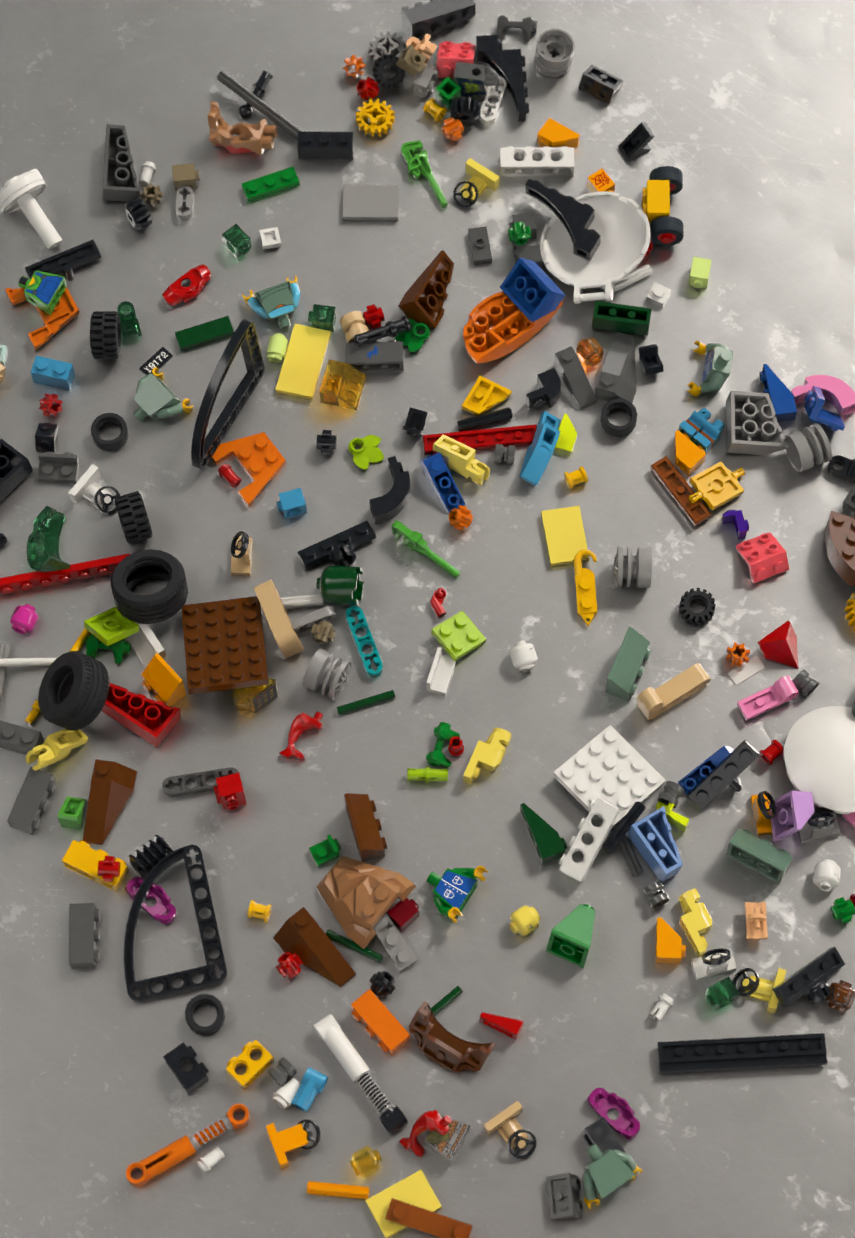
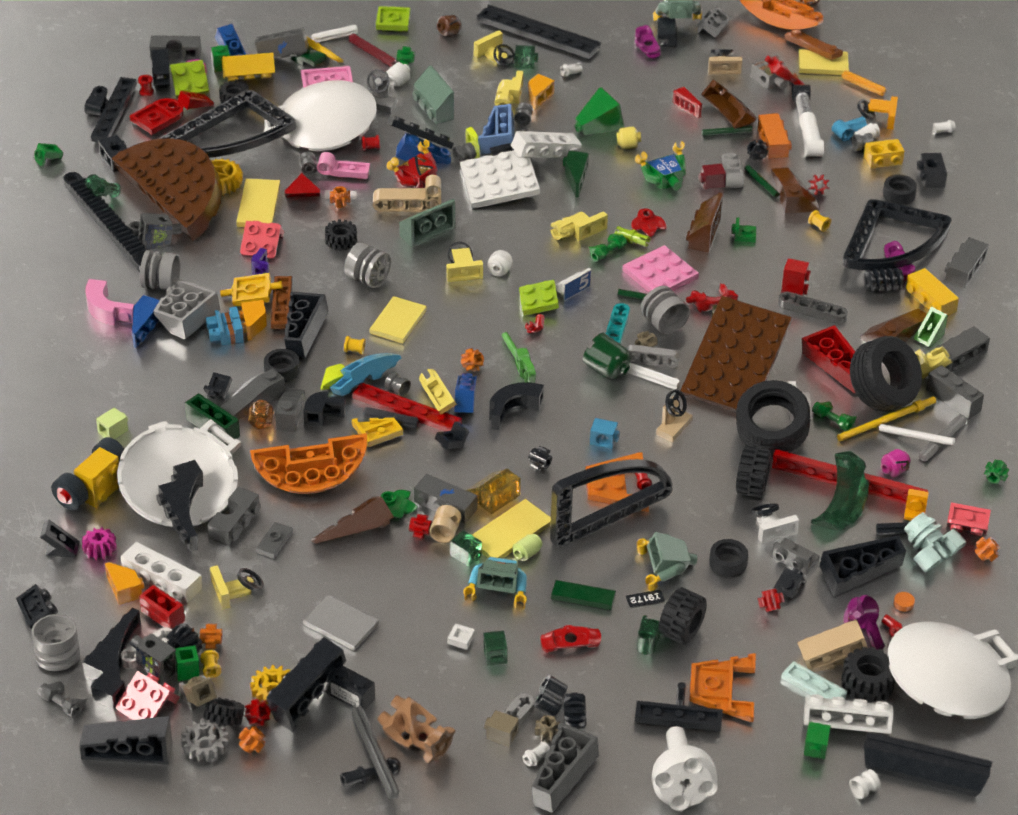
camera: 150 degrees left, 25 degrees down
(43, 290) = (716, 685): torso -> none
(52, 373) = (752, 624): dark azure brick -> none
(108, 868) = (924, 268): red gear -> none
(111, 626) = (825, 417): lime plate -> none
(163, 681) = (802, 366): light orange slope -> none
(166, 220) = (550, 696): none -> black axle
(185, 1147) = (996, 138): orange piece -> none
(270, 184) = (421, 686): green plate -> none
(278, 619) = (678, 357): tan beam -> none
(337, 547) = (588, 391): black plate -> none
(342, 108) = (305, 683): none -> black wedge
(361, 896) = (741, 186): medium nougat wedge -> none
(366, 1161) = (835, 84): clear yellow head -> none
(368, 453) = (509, 444): lime plate -> none
(372, 745) = (660, 268): none -> bright pink plate
(390, 329) = (416, 500): black pin -> none
(420, 165) = (267, 627): bright green piece -> none
(424, 47) = (175, 708): light nougat hips -> none
(424, 804) = (648, 223): none -> red plate
(456, 746) = (597, 236): red pin -> none
(505, 126) = (161, 607): none -> red brick
(519, 233) = (239, 503): green gear -> none
(531, 290) = (268, 464): blue slope -> none
(558, 634) = (463, 266): none -> light yellow piece
(585, 587) = (413, 281): yellow plate -> none
(600, 182) = (125, 526): light orange brick -> none
(606, 158) = (99, 543): none -> dark pink gear
(639, 474) = (304, 321): none -> black wedge
(692, 734) = (416, 170): none -> red torso
(713, 963) = (517, 62): white piece -> none
(716, 367) = (172, 352): sand green torso -> none
(756, 920) = (468, 74): light nougat hips -> none
(761, 812) = (411, 114): light orange piece -> none
(792, 813) = (394, 98): lavender slope -> none
(808, 606) = (258, 201): none -> light yellow tile
(810, 979) = (460, 33): black plate -> none
(813, 407) = (125, 284): blue bracket -> none

